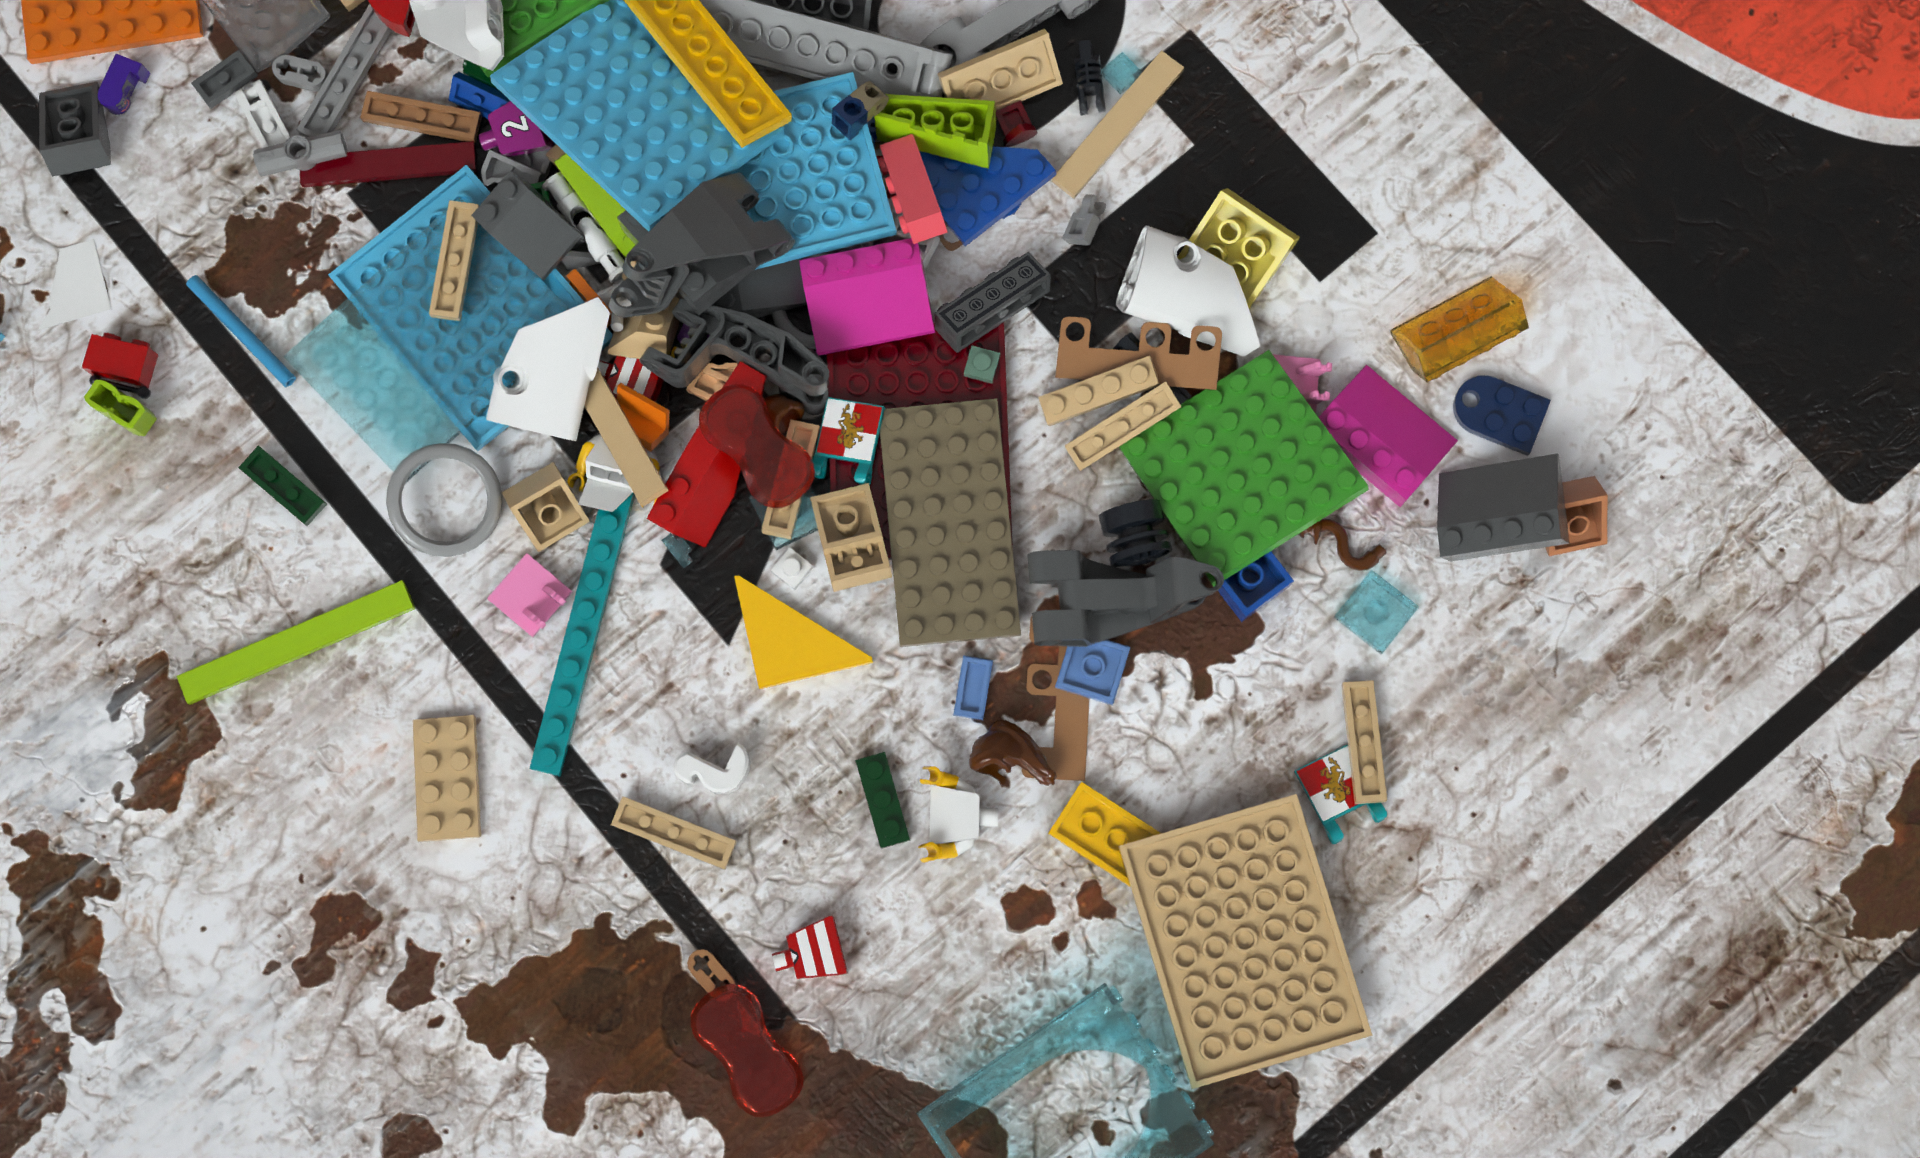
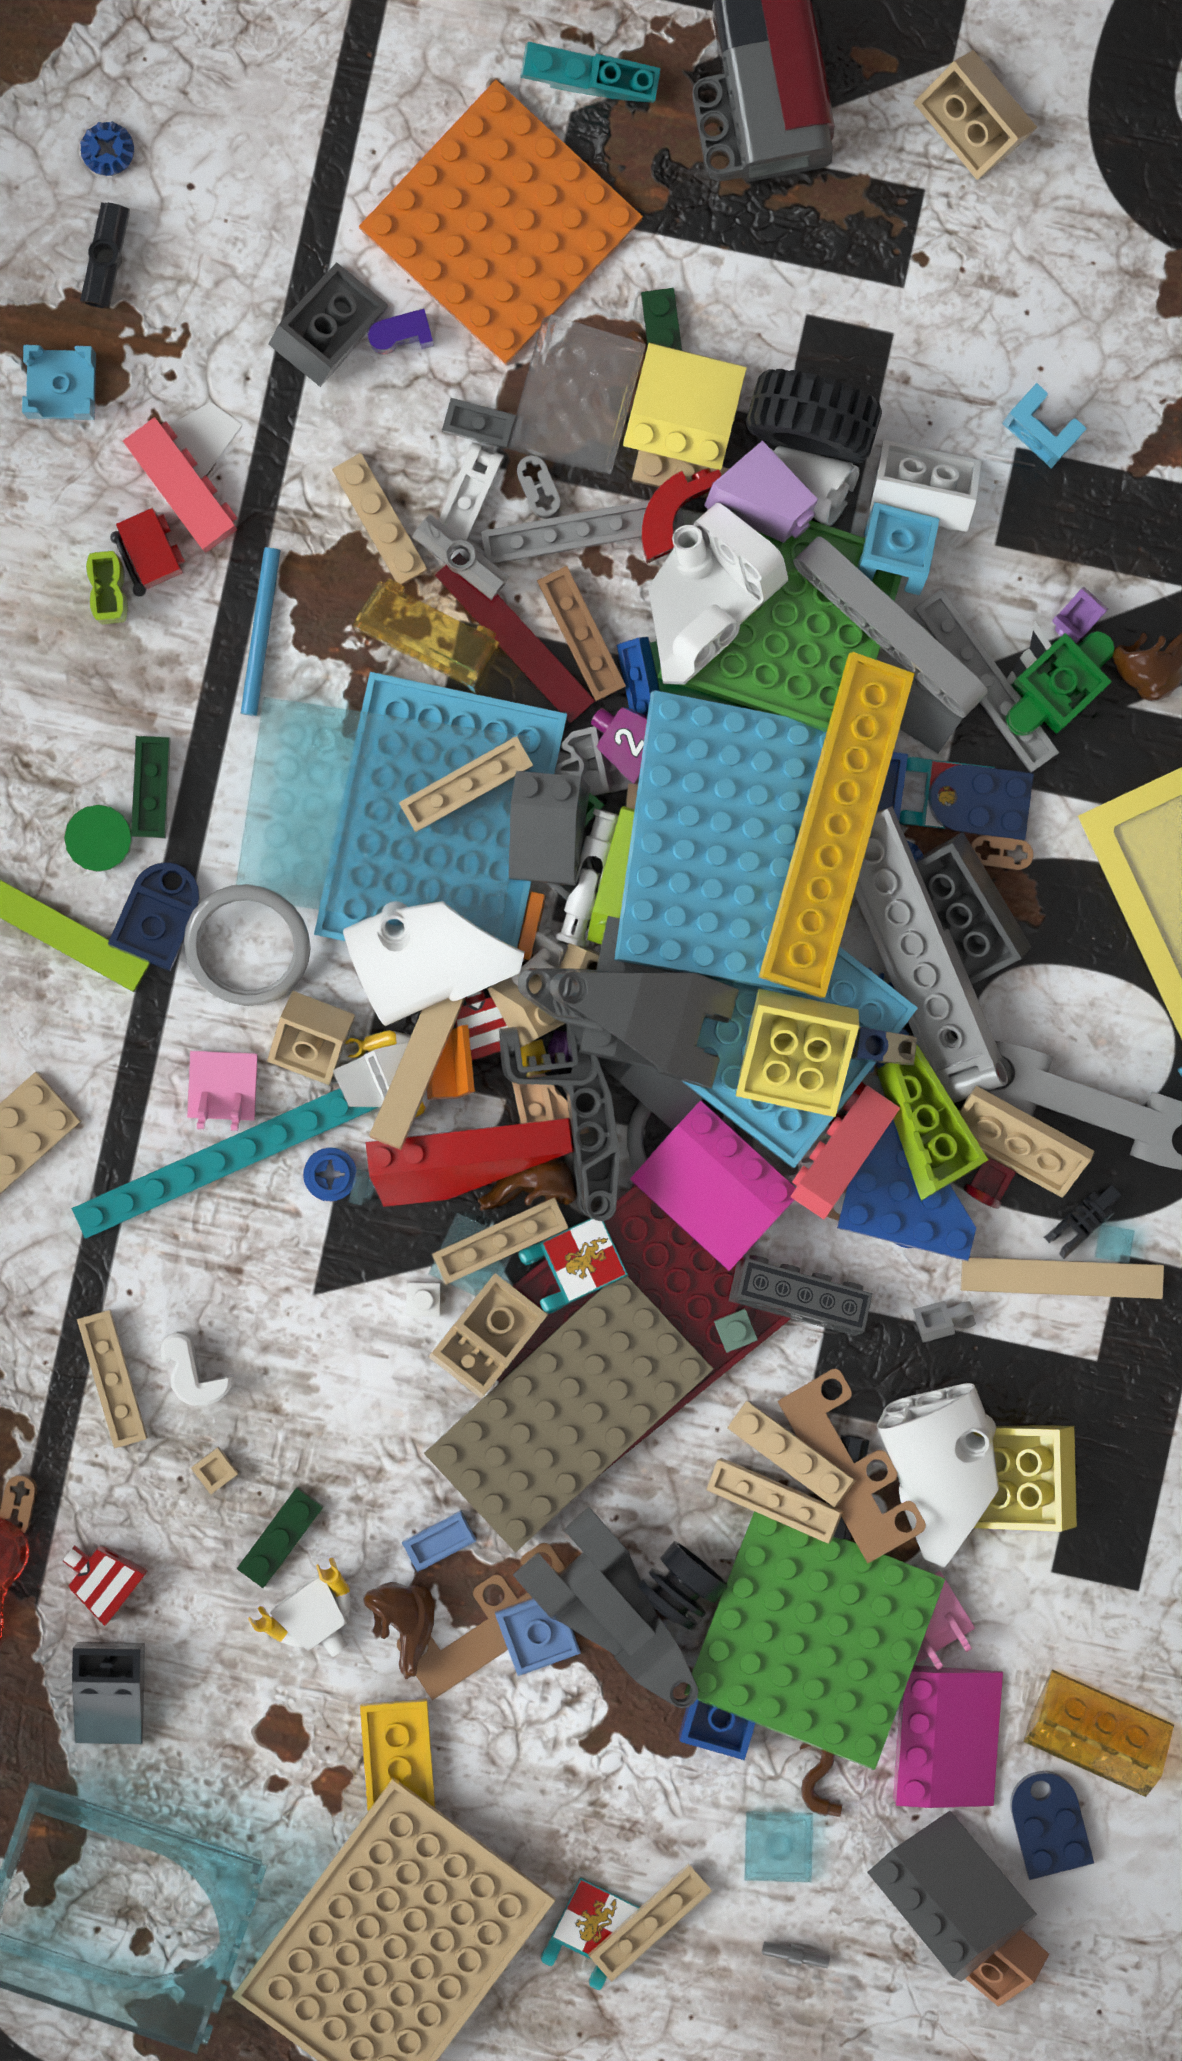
camera: 50 degrees right, 10 degrees up
(95, 307) = (180, 485): none -> coral brick
(233, 194) = (379, 519): none -> tan plate
(288, 550) = (98, 838): none -> green tile
(329, 207) = (427, 634): none -> clear yellow windscreen
(374, 551) = (156, 917): none -> dark blue plate
(652, 552) = (319, 1162): none -> blue gear
(741, 426) = (507, 1168): clear red plate -> none
(789, 644) = (354, 1347): yellow tile -> none
(797, 809) = (214, 1470): none -> tan plate
(817, 167) = (797, 1052): none -> light yellow slope
(899, 1012) = (108, 1692): none -> black slope
(1464, 657) = (795, 1954): none -> flat silver bar

